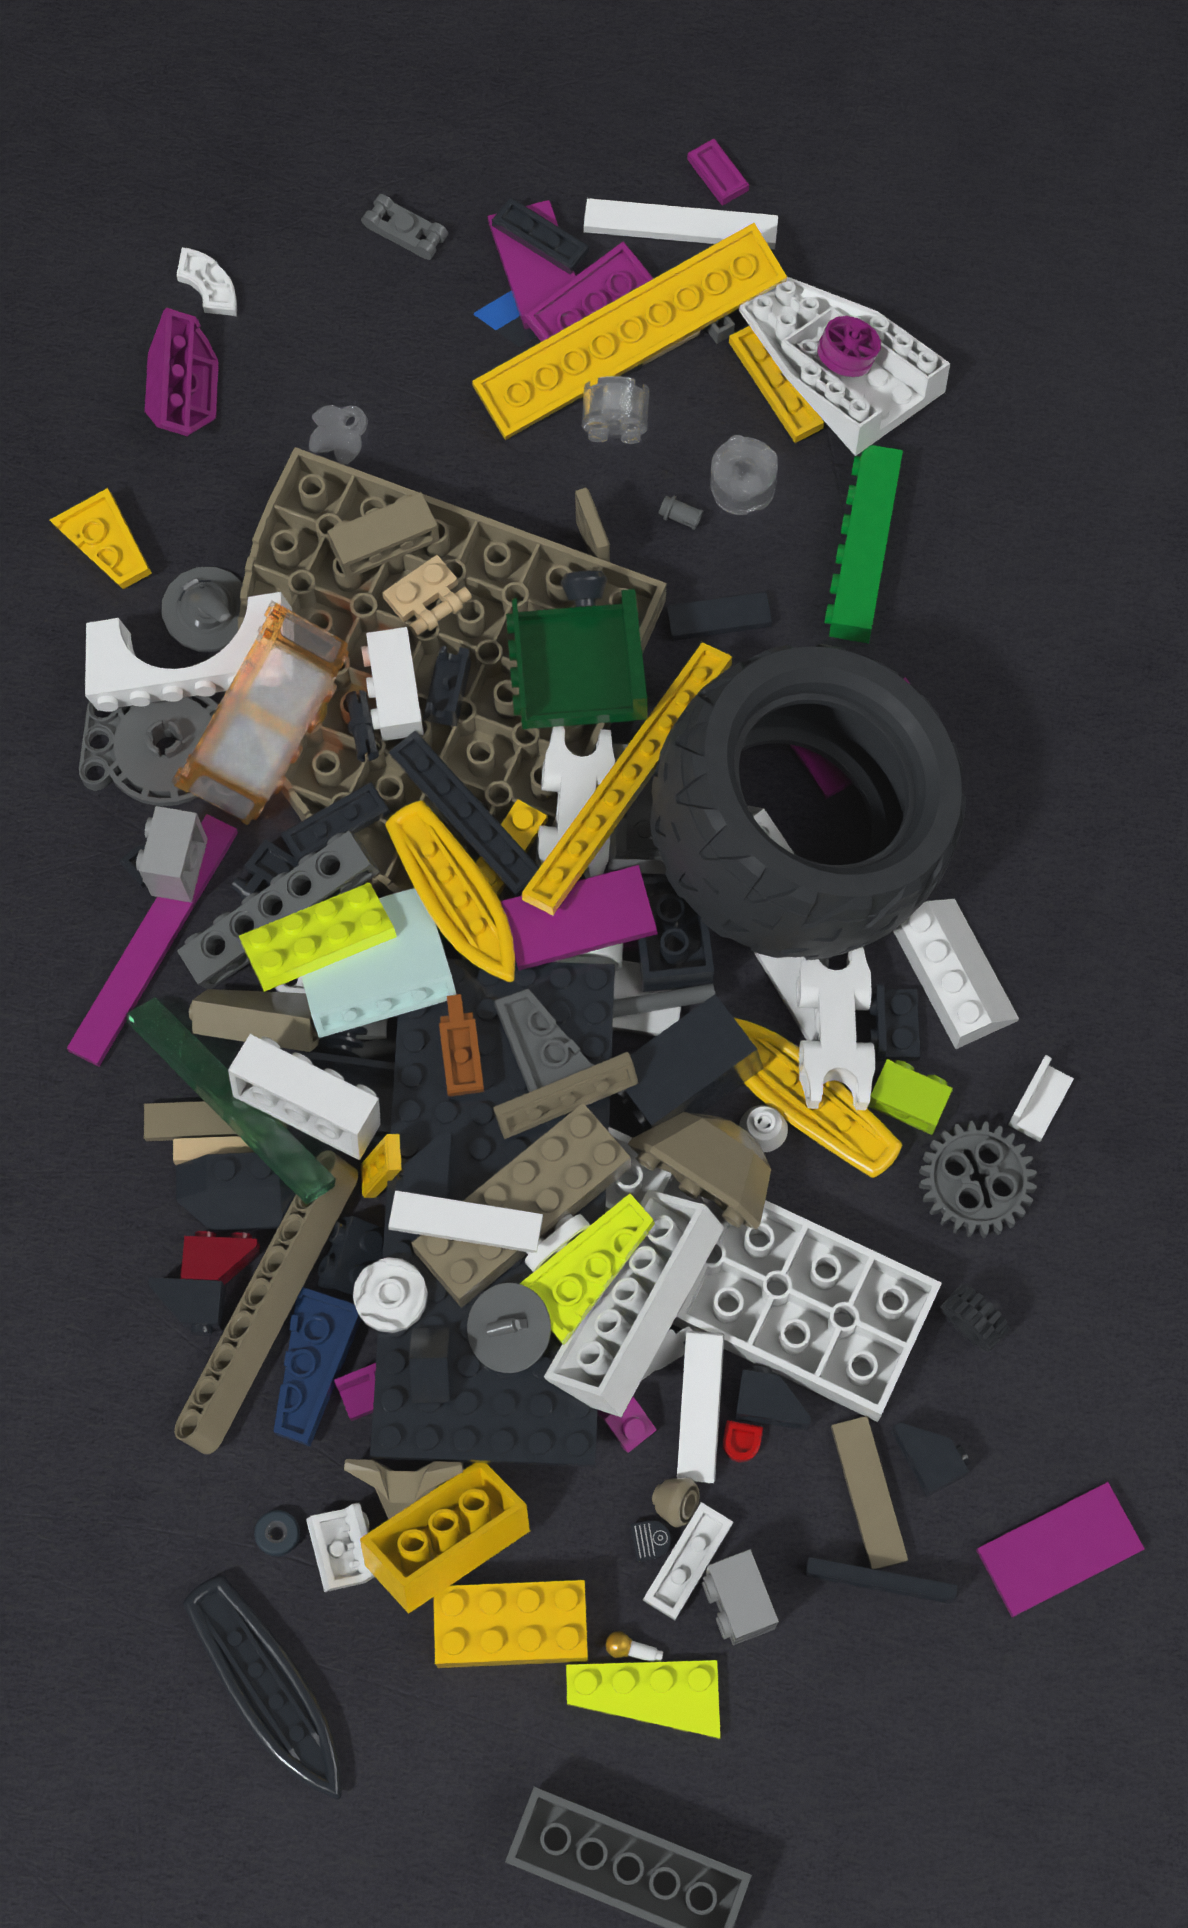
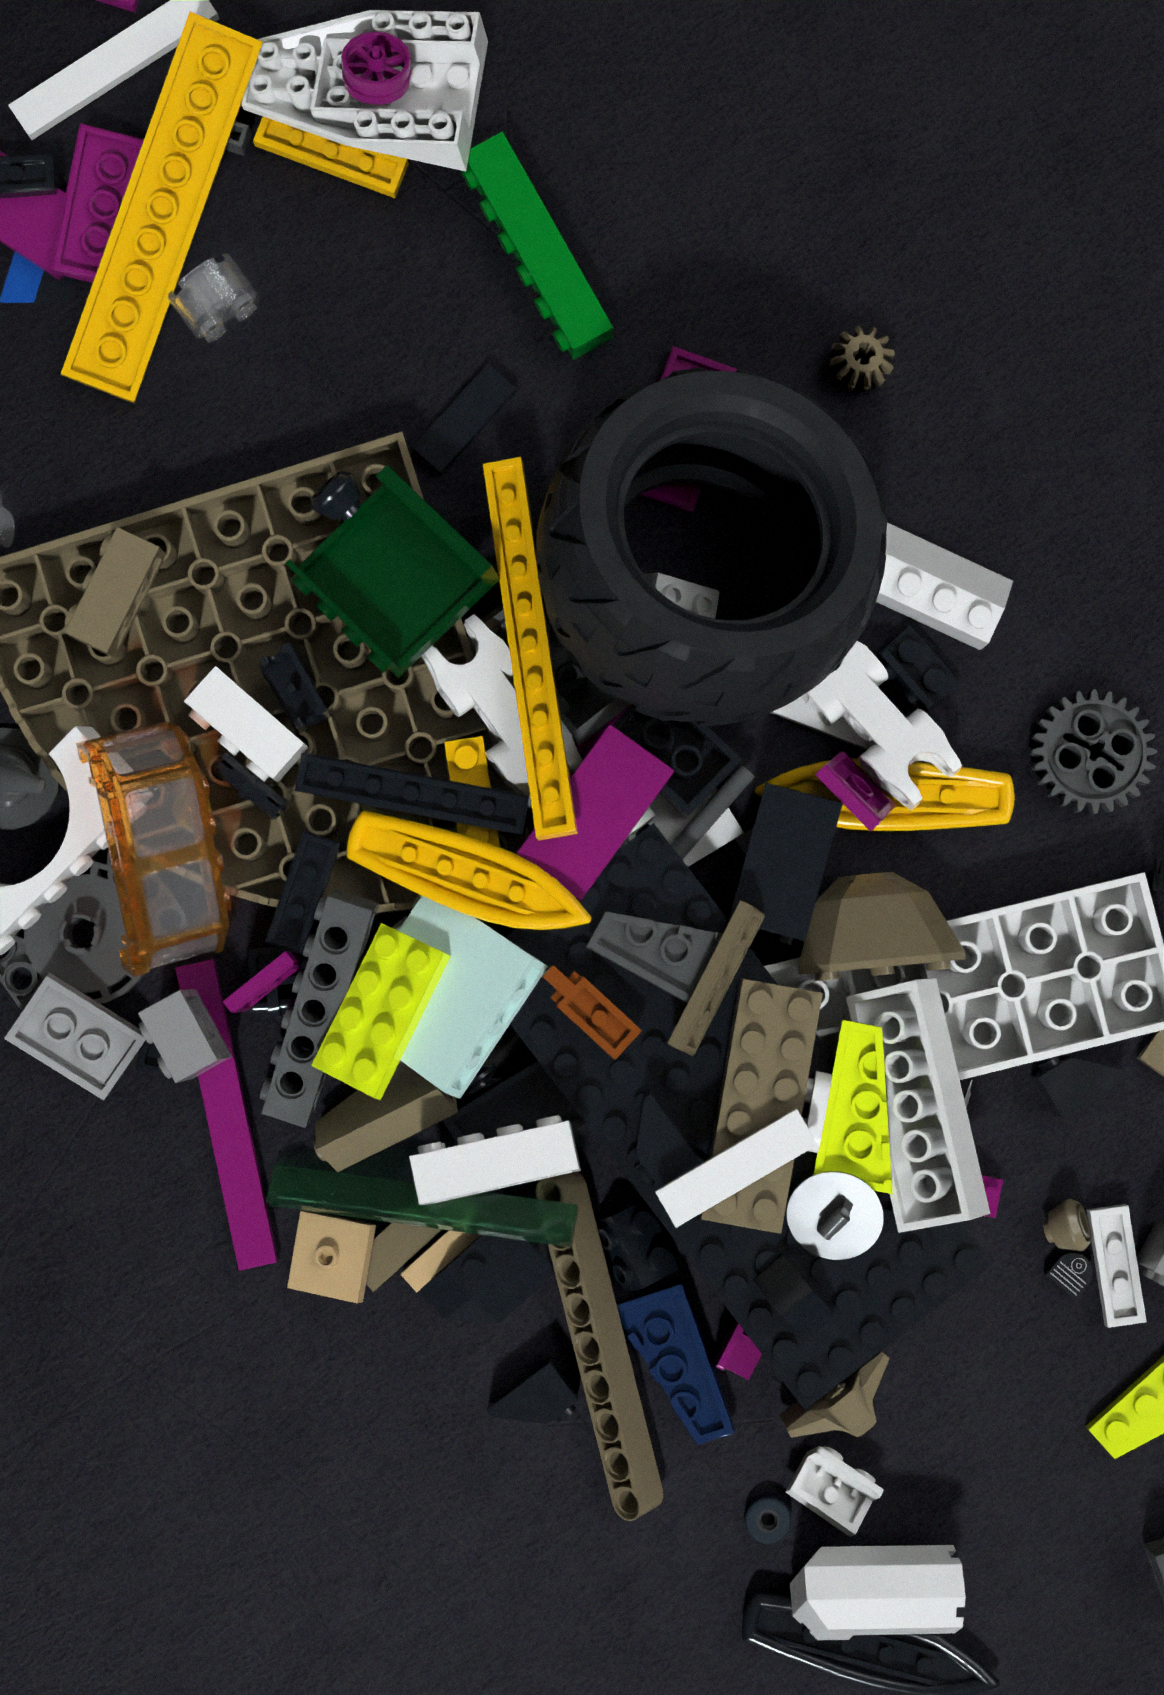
camera: 40 degrees left, 15 degrees up
(100, 802) = (76, 1036): none -> light grey plate
(137, 1089) = (331, 1256): none -> tan plate
(217, 1257) = (523, 1346): dark red slope -> none
(255, 859) = (263, 982): none -> magenta tile
(308, 1637) = (879, 1591): none -> white brick
(381, 1166) = (604, 1159): yellow tile -> none
(390, 1295) = (710, 1267): white tile -> none
(422, 588) = (191, 615): tan plate -> none
(444, 1535) = (917, 1420): yellow brick -> none
(510, 1624) = (1020, 1437): yellow brick -> none
(591, 526) = (290, 431): dark tan tile -> none
(620, 1645) = (1118, 1376): piece -> none
(680, 512) = (350, 348): dark grey pin -> none
(700, 1406) = (1028, 1135): white tile -> none
(741, 1441) = (1076, 1130): red tile -> none
(743, 475) = (373, 247): clear brick -> none
(770, 1137) = (880, 839): white cone -> none
(777, 1058) = (856, 790): none -> magenta tile
(910, 1096) = (982, 725): lime brick -> none
(1040, 1101) = (1088, 639): white panel -> none
(1042, 793) = (852, 369): none -> dark tan gear

